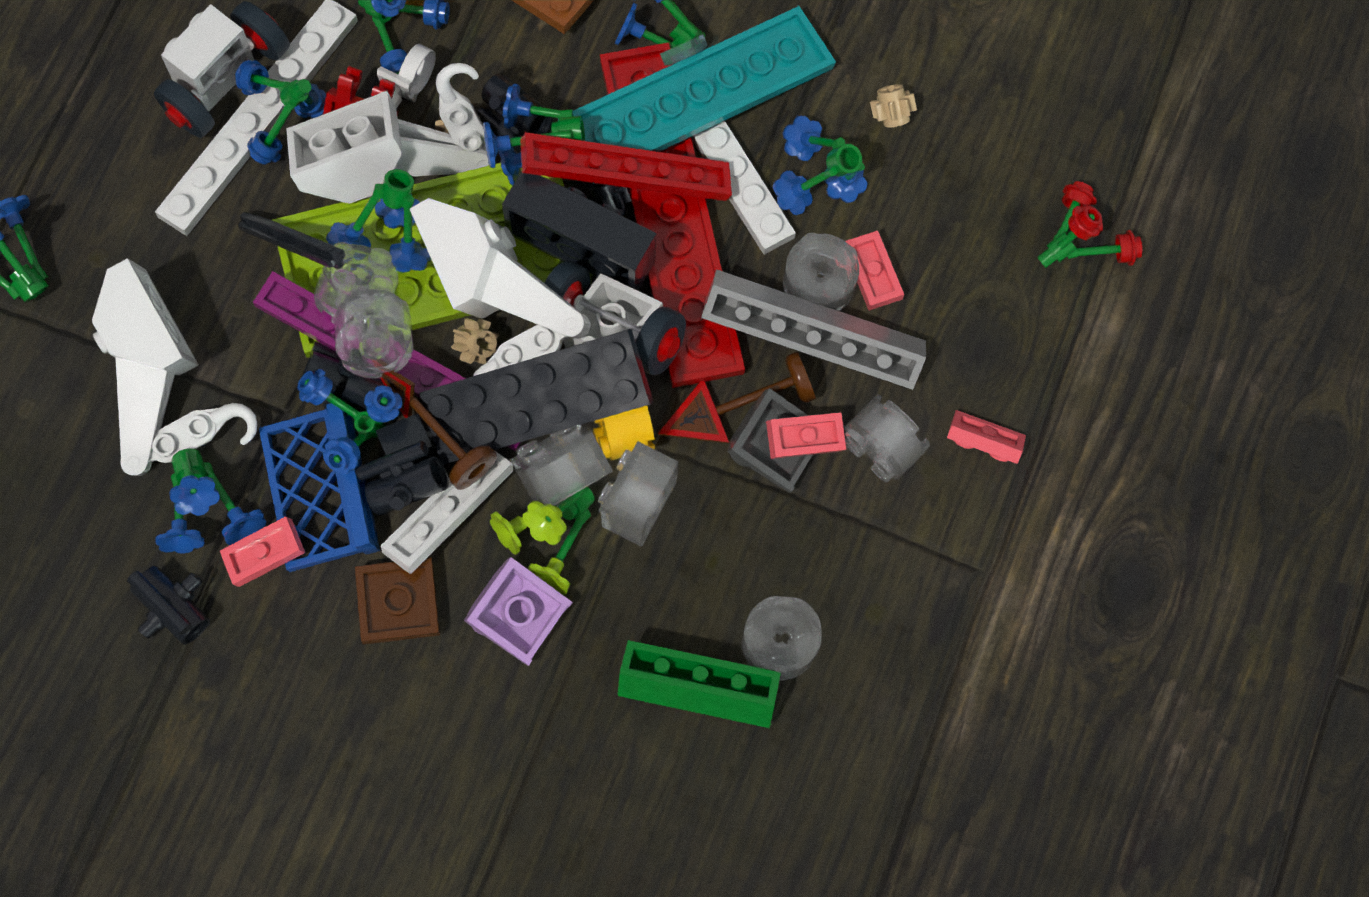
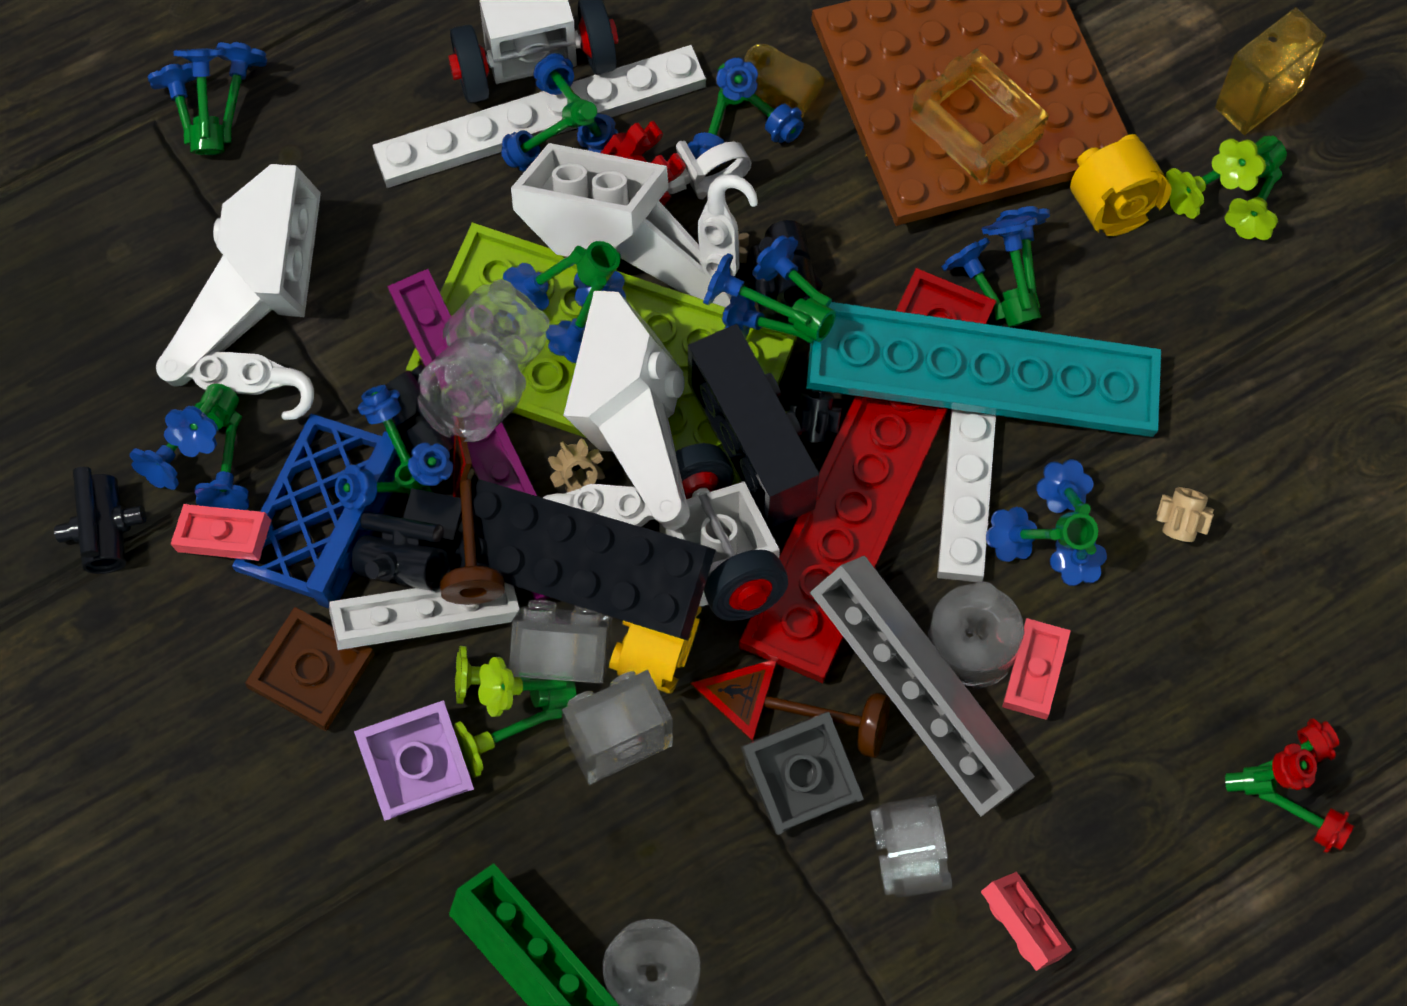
camera: 40 degrees right, 5 degrees down
(292, 240) = (467, 251): black axle -> none
(625, 167) = (846, 392): red plate -> none
(684, 50) = (1002, 316): clear light blue tile -> none
(806, 435) = (830, 785): coral plate -> none

